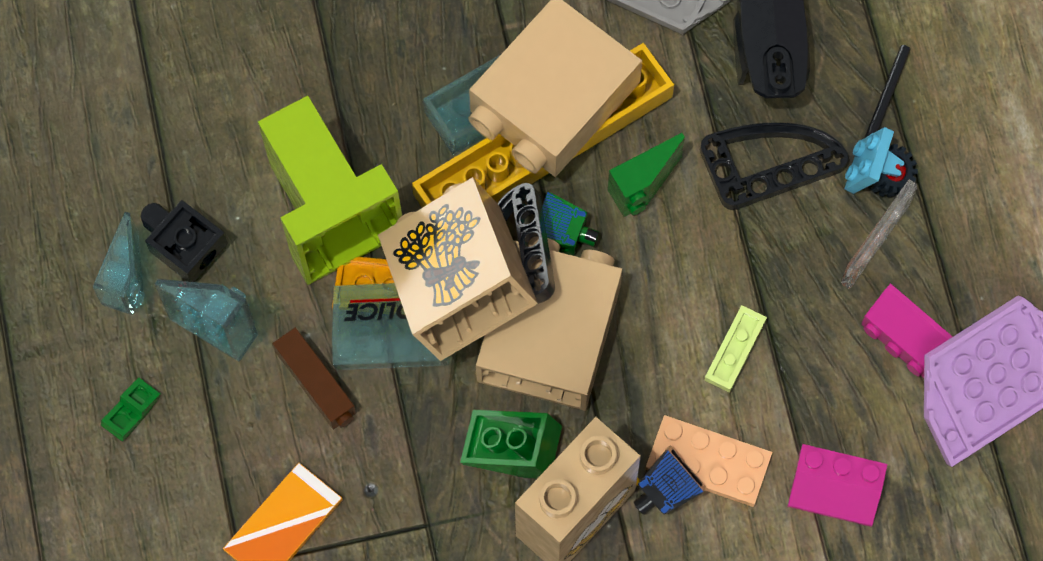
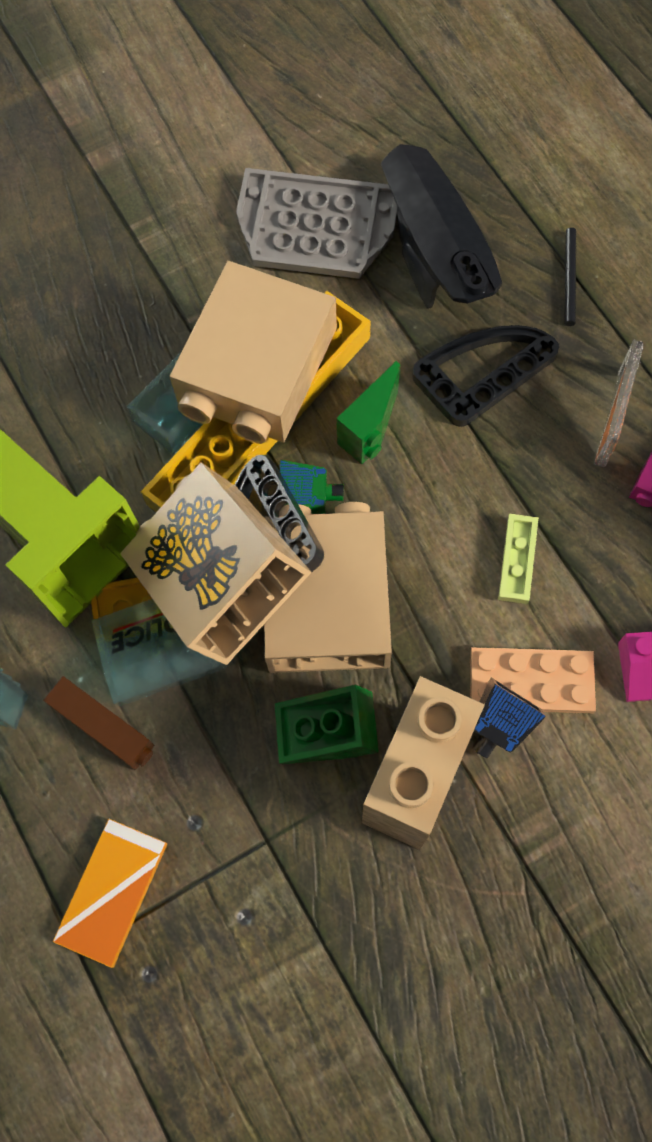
camera: 15 degrees left, 0 degrees up
(880, 165) = (593, 339): medium azure plate -> none

